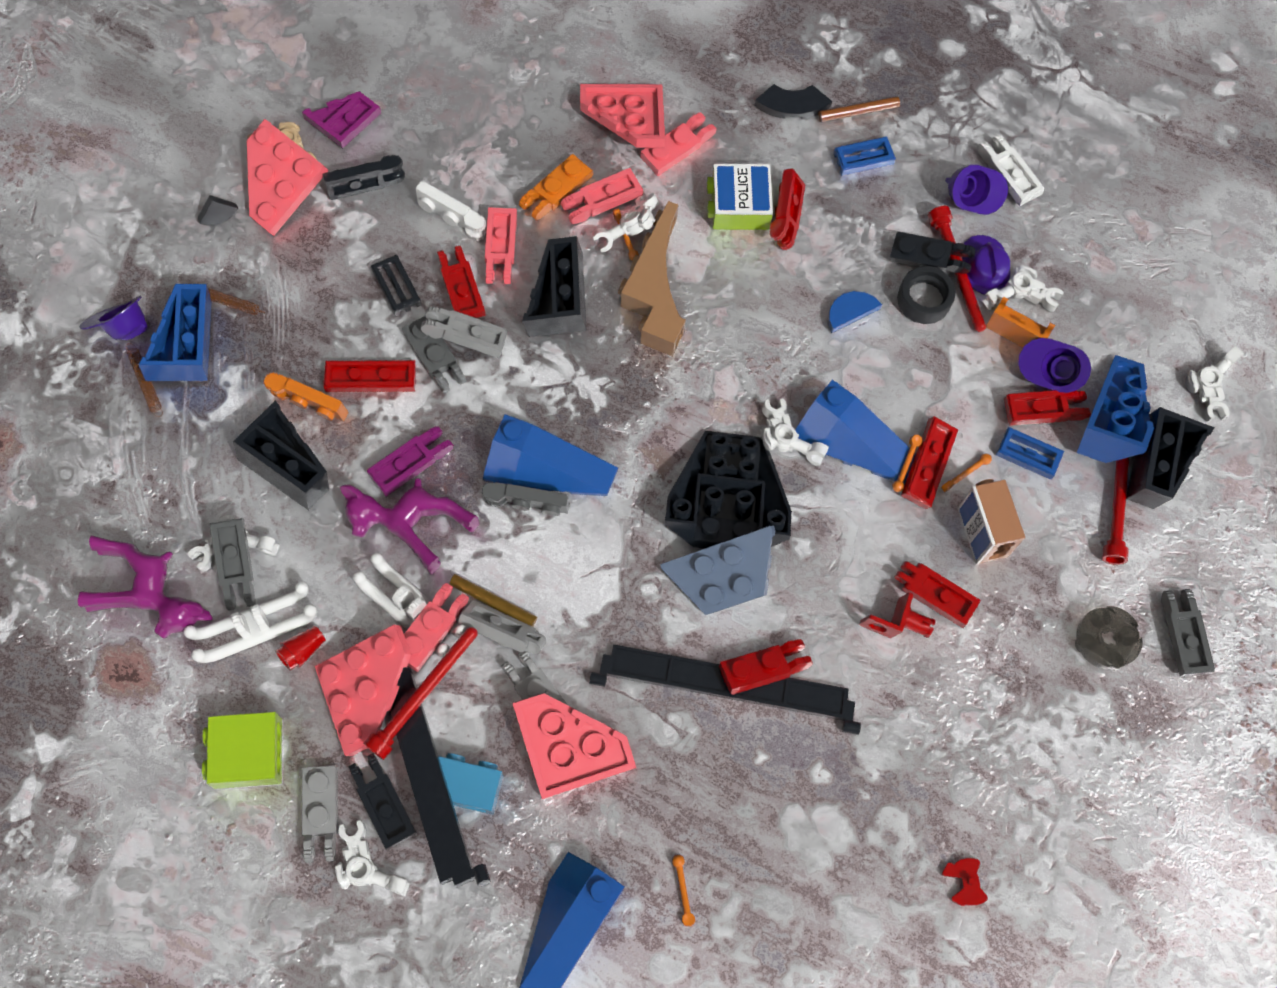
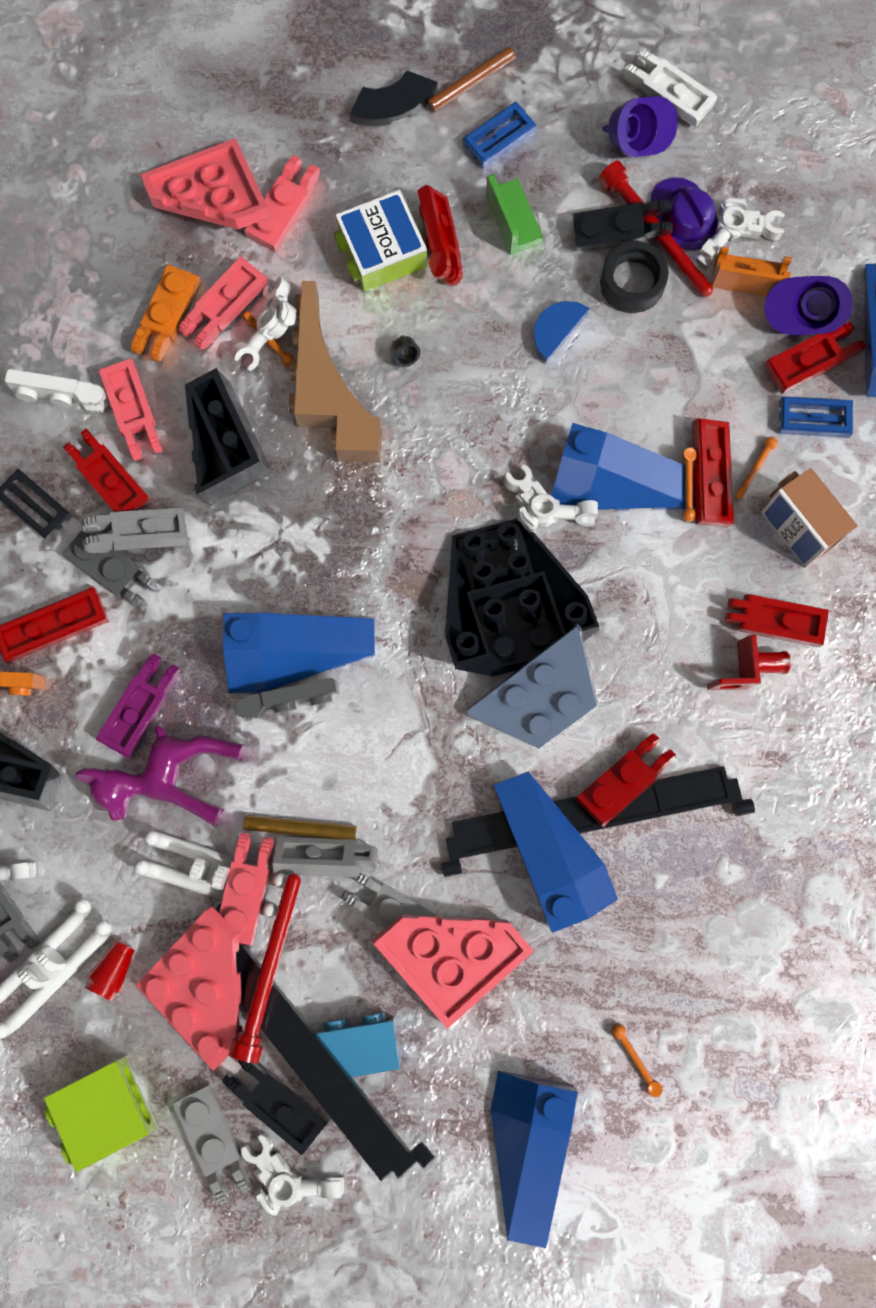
camera: 15 degrees left, 10 degrees up
(685, 707) = (559, 862): none -> blue wedge
(725, 289) = (409, 358): none -> black hinge
(850, 216) = (513, 215): none -> bright green panel

